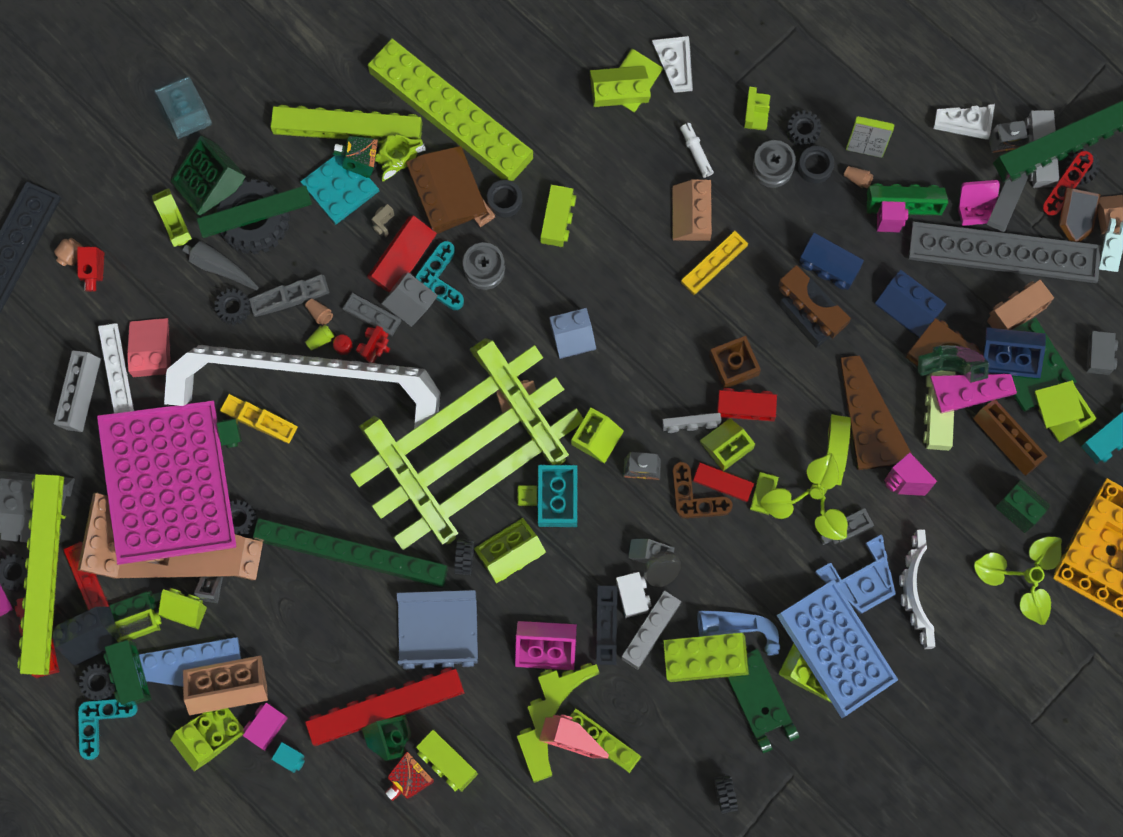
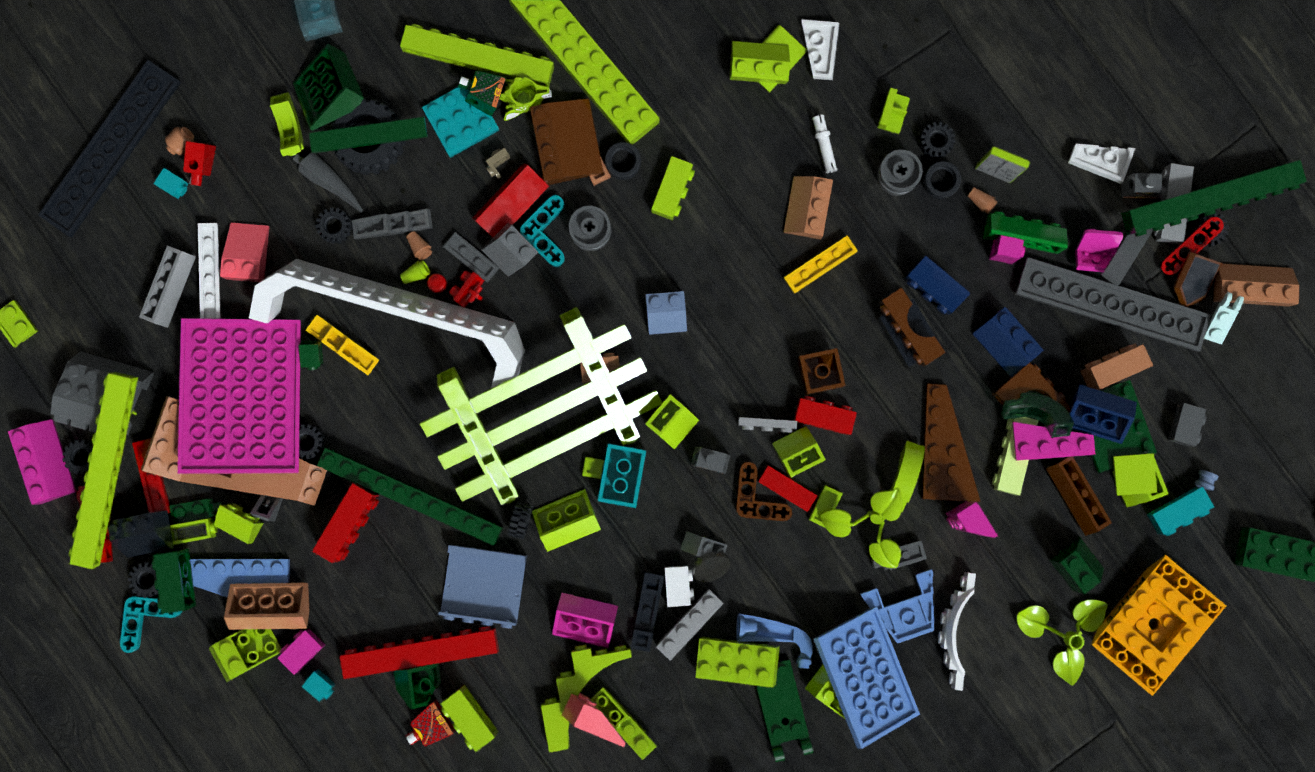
camera: 10 degrees right, 10 degrees up
(66, 293) = (171, 183): none -> teal brick
(291, 588) = (345, 523): none -> red brick

